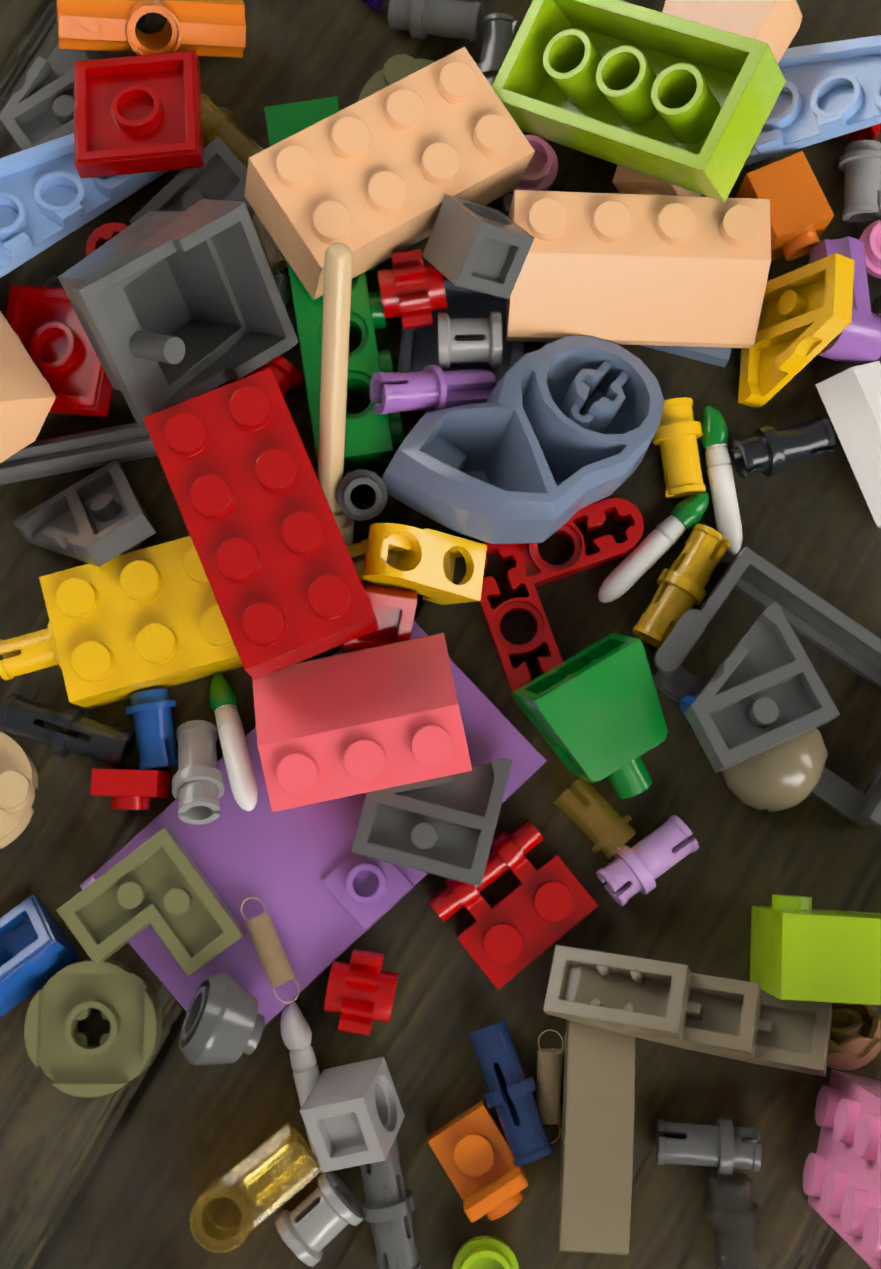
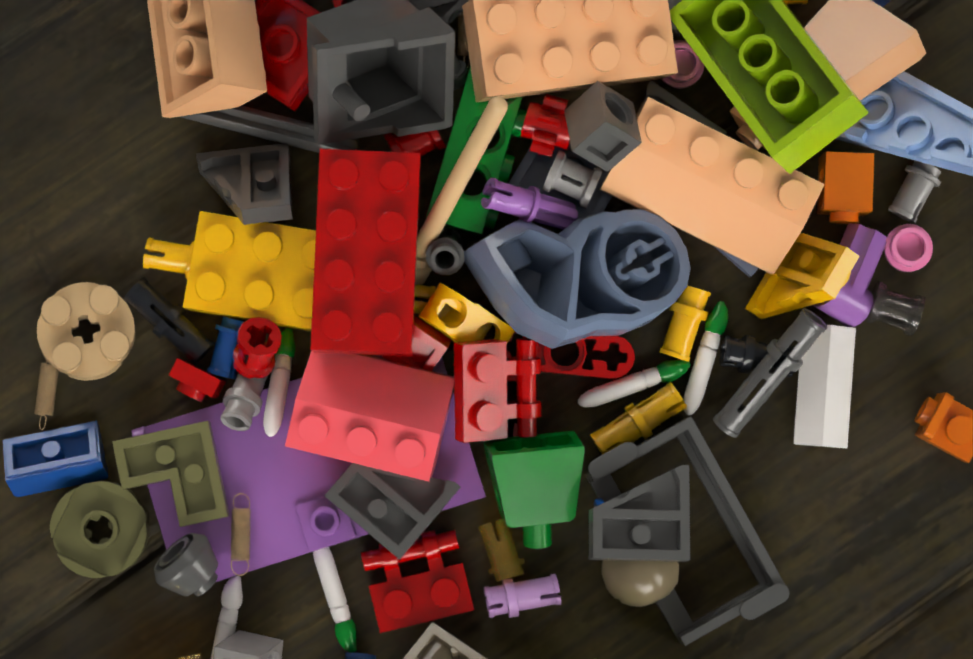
camera: 20 degrees right, 5 degrees up
(173, 702) = (252, 343): none -> red bush
(361, 992) = (288, 591): red gear -> none
(451, 1002) = (345, 627): none -> white piece
(483, 631) = (482, 389): none -> plate
(832, 379) = (805, 331): none -> dark grey pin

